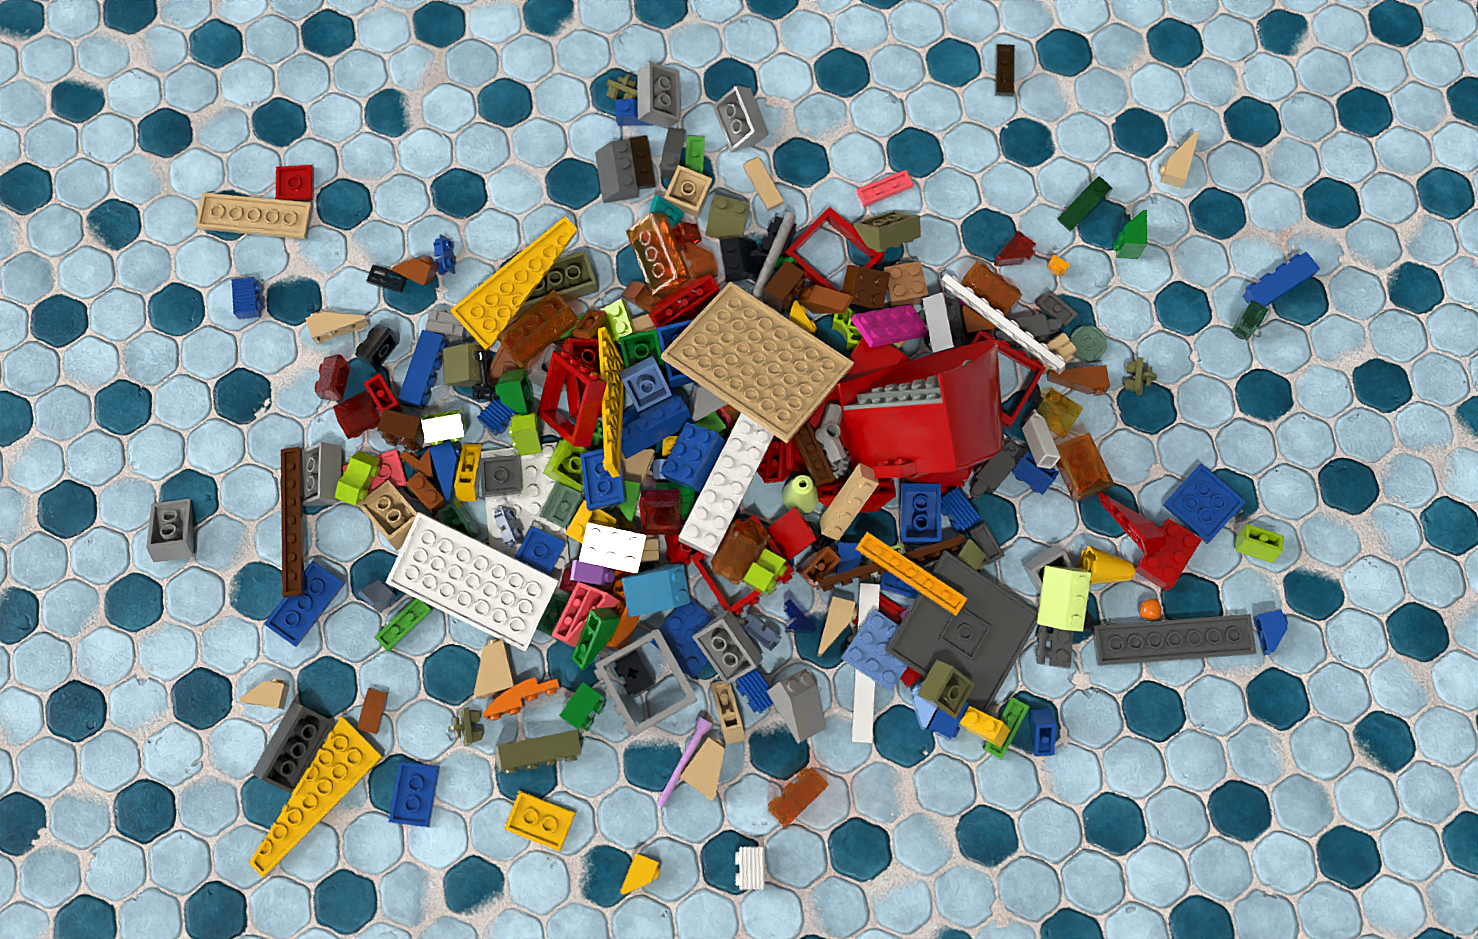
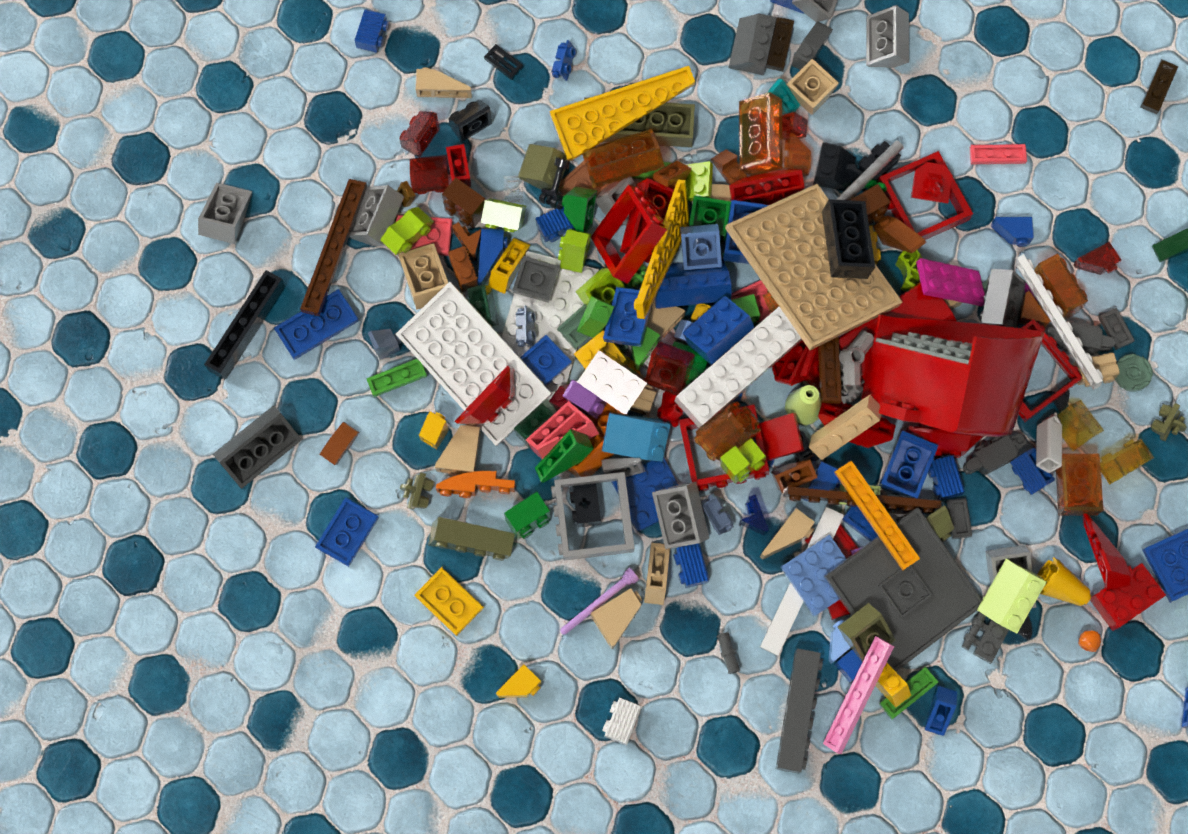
camera: 20 degrees right, 0 degrees up
(234, 633) = (245, 325): none -> black brick
(267, 694) = (252, 391): tan slope -> none
(331, 776) = (280, 486): yellow wing -> none
(341, 439) = (407, 192): none -> pearl gold tile
(419, 269) = (536, 64): dark orange slope -> none
(422, 370) = (503, 156): blue brick -> none
(446, 324) = (539, 124): light grey brick -> none
(459, 660) = (434, 429): none -> yellow slope
(503, 611) = (491, 400): none -> red wedge
(571, 490) = (595, 317): none -> bright green slope
(657, 621) = (623, 465): none -> light grey slope
(695, 154) = (832, 54): bright green plate -> none
(703, 402) = (748, 284): light grey slope -> none
(727, 218) = (838, 125): olive slope -> none
(763, 184) = (884, 106): tan tile -> none
(780, 323) = (848, 239): none -> black brick
(797, 797) = (689, 674): clear orange brick -> none
(799, 705) = (725, 593): light grey slope -> none
(824, 760) = (728, 653): none -> dark grey pin
(836, 239) = (932, 183): none -> red piece
(866, 286) = (943, 237): reddish brown brick -> none
(889, 230) = (986, 194): olive slope -> none
(906, 284) = (980, 250): medium nougat brick -> none
(911, 788) = (798, 711): none -> dark grey brick
(929, 252) = (1014, 229): none -> blue slope
(961, 751) = (858, 695): none -> bright pink plate
(1058, 266) = (1134, 289): light orange plate -> none
(1085, 380) = (1114, 404): dark orange slope -> none
(1114, 429) = (1125, 461): none -> clear yellow brick
(1174, 640) = (1101, 677): dark grey plate -> none

